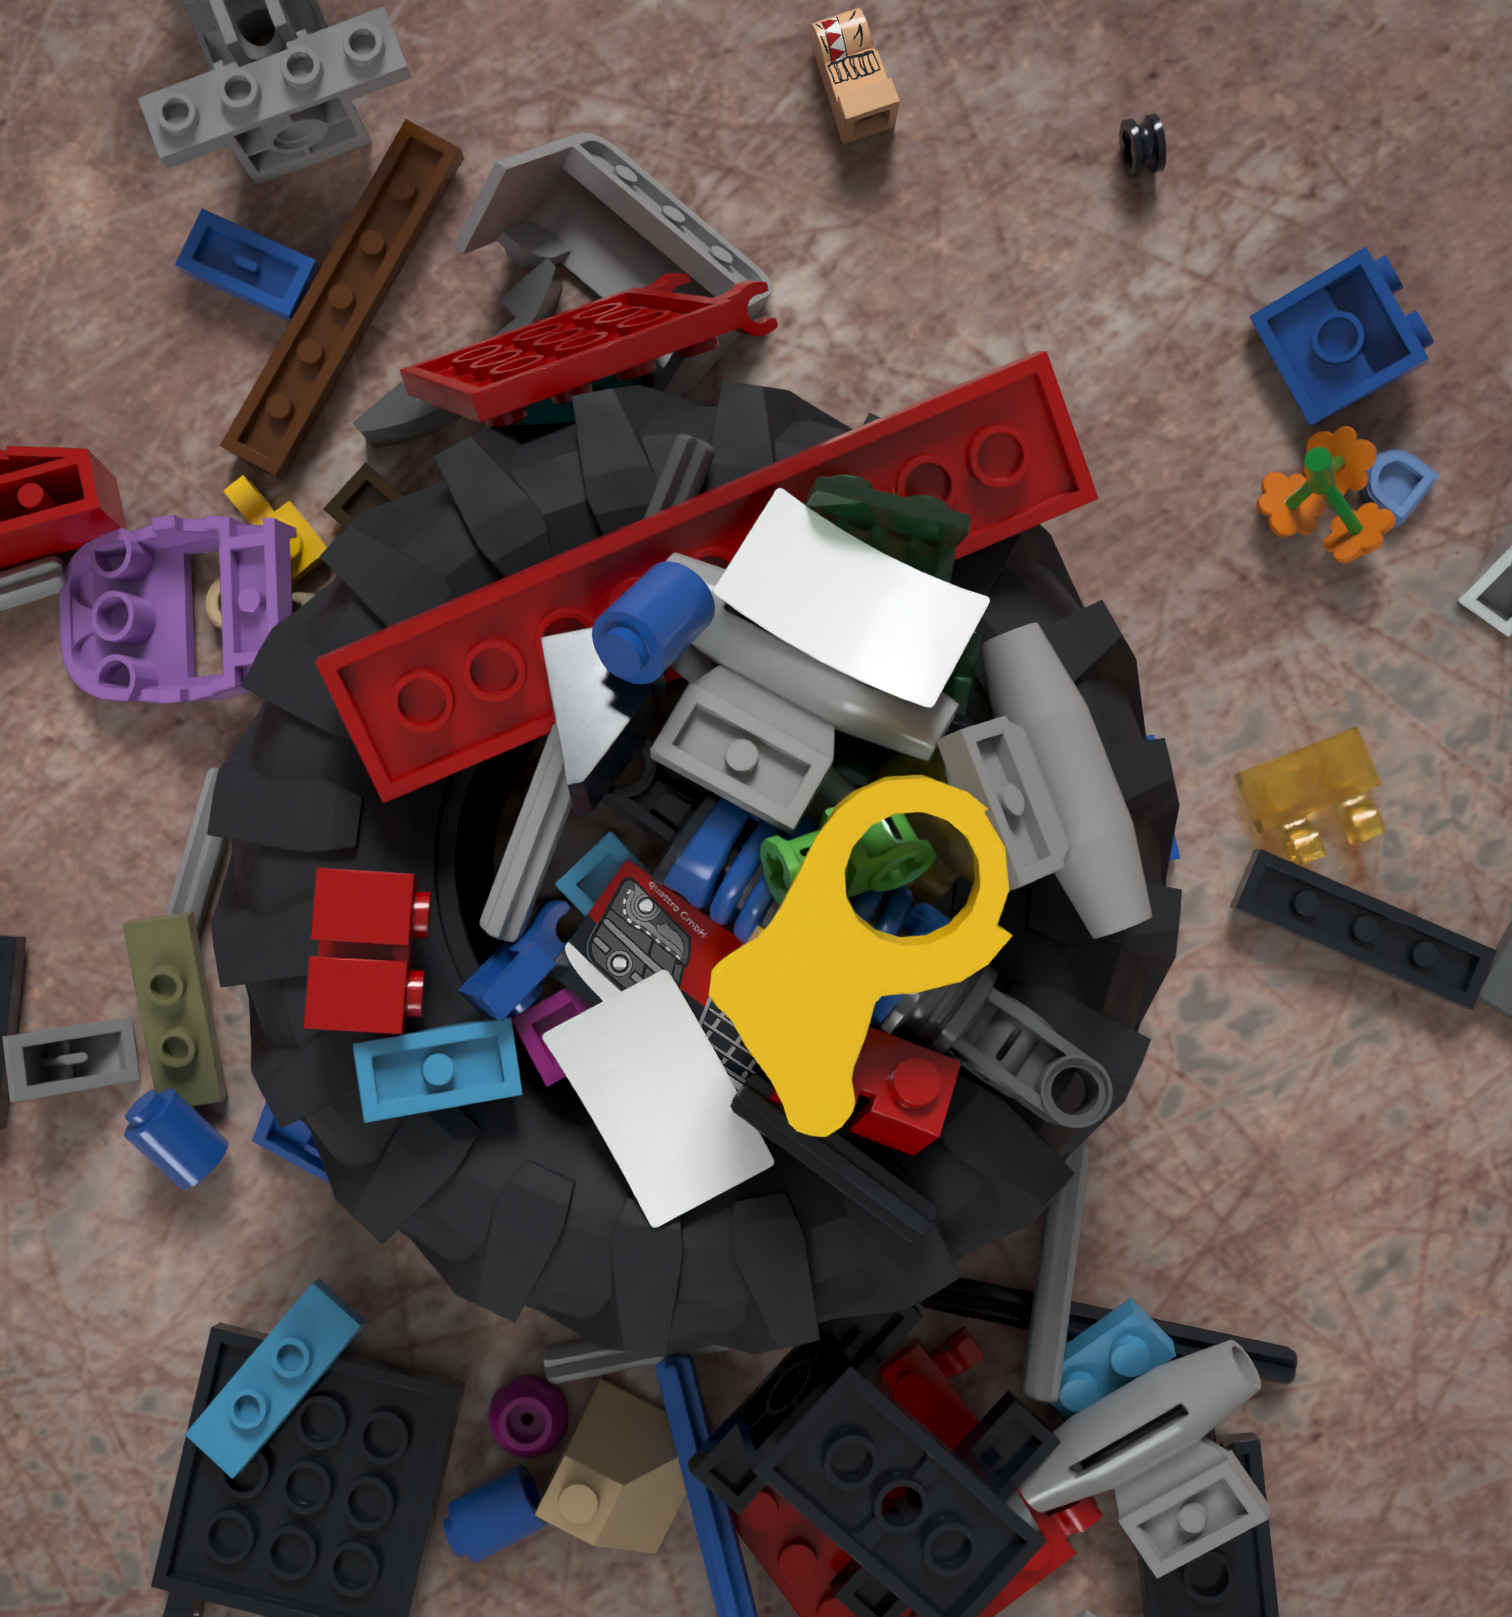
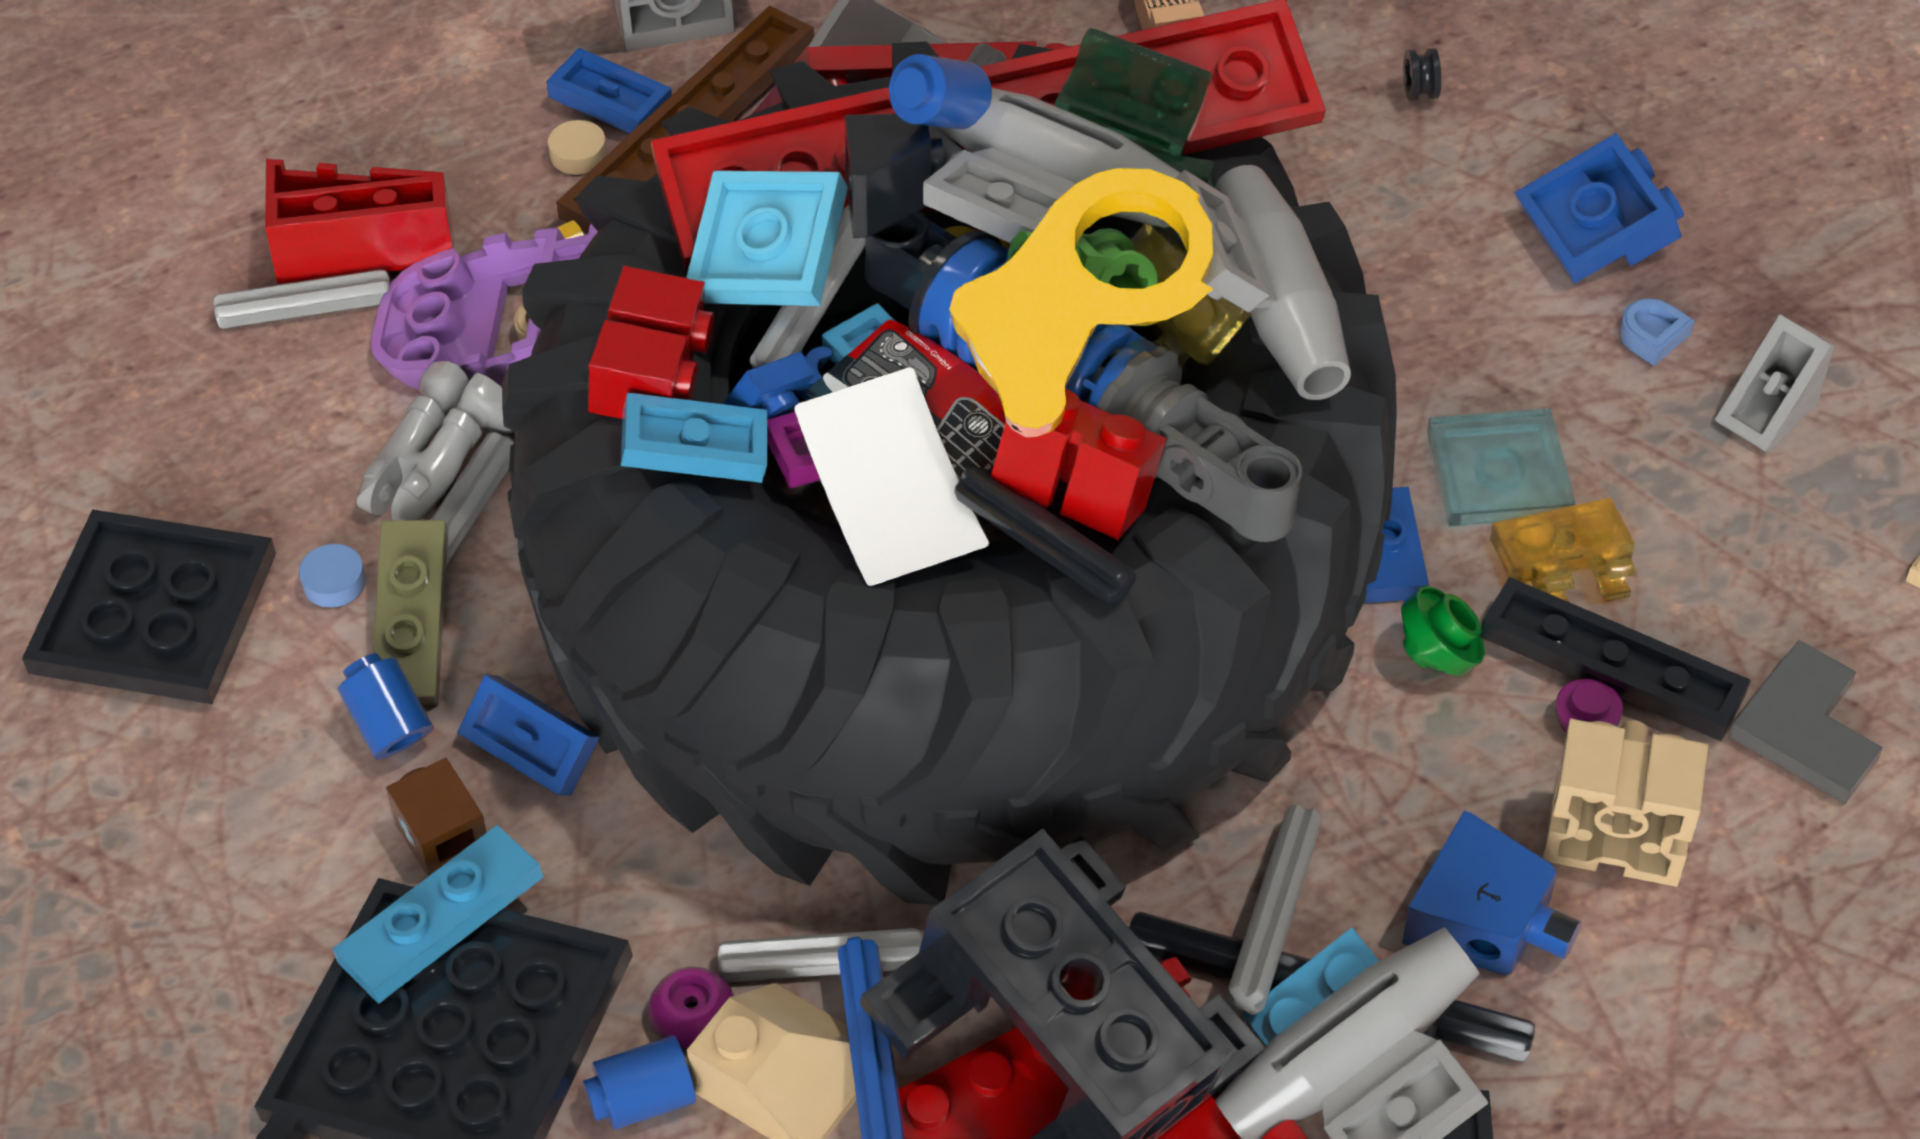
camera: 10 degrees right, 35 degrees down
(70, 1059) = (293, 640): light grey slope -> none
(88, 959) = (332, 575): none -> medium blue tile
(169, 816) = (418, 477): none -> light grey piece
(227, 345) = (576, 146): none -> tan tile
(251, 1248) = (435, 814): none -> reddish brown brick
(474, 800) = (768, 237): none -> medium azure plate
(850, 602) = (1093, 106): white sticker -> none
(1206, 927) = (1441, 632): none -> green plate
(1243, 690) = (1499, 465): none -> clear light blue tile
(1250, 1232) = (1490, 899): none -> blue torso
(1332, 467) = (1593, 307): orange plant -> none
(1338, 988) = (1589, 702): none -> magenta plate
(1385, 1124) = (1625, 800): none -> tan brick

